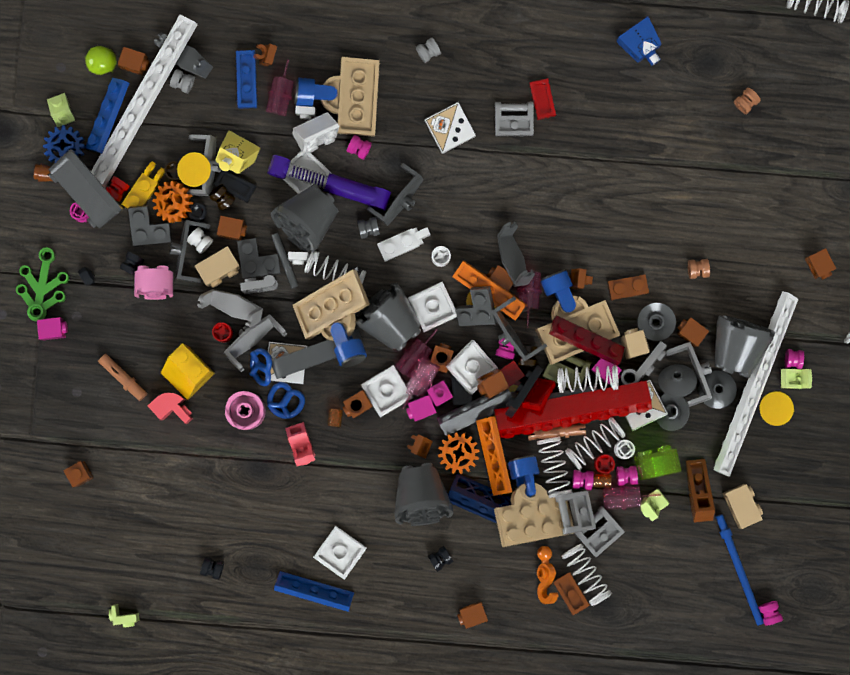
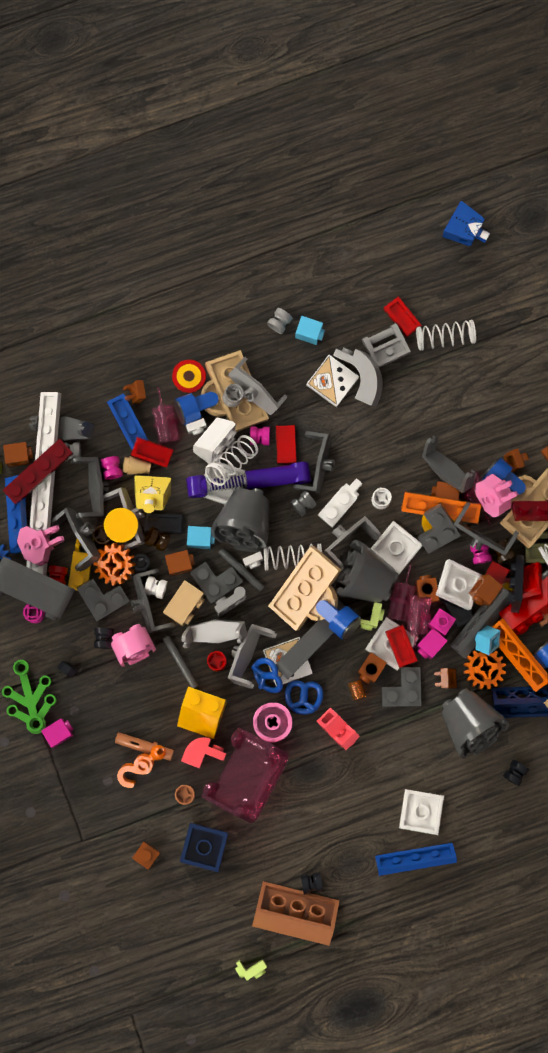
camera: 25 degrees left, 5 degrees down
(110, 151) = (39, 543): none -> bright pink hinge
(113, 392) = (142, 765): none -> orange piece
(132, 491) = (204, 847): none -> dark blue brick
(134, 437) = (185, 794): none -> nougat wheel
(142, 86) = (37, 471): none -> dark red plate
(156, 161) = (83, 534): none -> dark grey piece
(184, 588) = (296, 914): none -> nougat slope
(189, 124) = (96, 486): none -> dark grey piece
(190, 318) = (180, 662): none -> dark grey bar
(200, 448) = (247, 776): none -> clear pink windscreen
(211, 114) = (111, 468): none -> dark pink wheel
(234, 122) = (135, 466): none -> tan cone
(254, 116) = (151, 452): none -> red tile
(260, 214) = (199, 537): none -> medium azure brick
(322, 62) = (189, 376): none -> sticker
(337, 153) = (242, 451): none -> white piece
(350, 95) = (236, 394): none -> light grey wheel
(372, 103) = (254, 390): none -> light grey piece
(379, 166) = (286, 444): none -> red tile
(379, 442) = (408, 694): none -> dark grey plate
(385, 359) = (376, 615): none -> yellowish green bracket
(388, 272) = (342, 535): none -> light grey piece
(393, 397) = (401, 646): none -> red tile
(451, 72) = (309, 330): none -> medium azure brick
(472, 429) = (487, 640): none -> medium azure plate
(485, 137) = (370, 375): none -> light grey arch
(542, 302) = (495, 495): none -> bright pink hinge
(598, 138) = (420, 334): none -> white piece

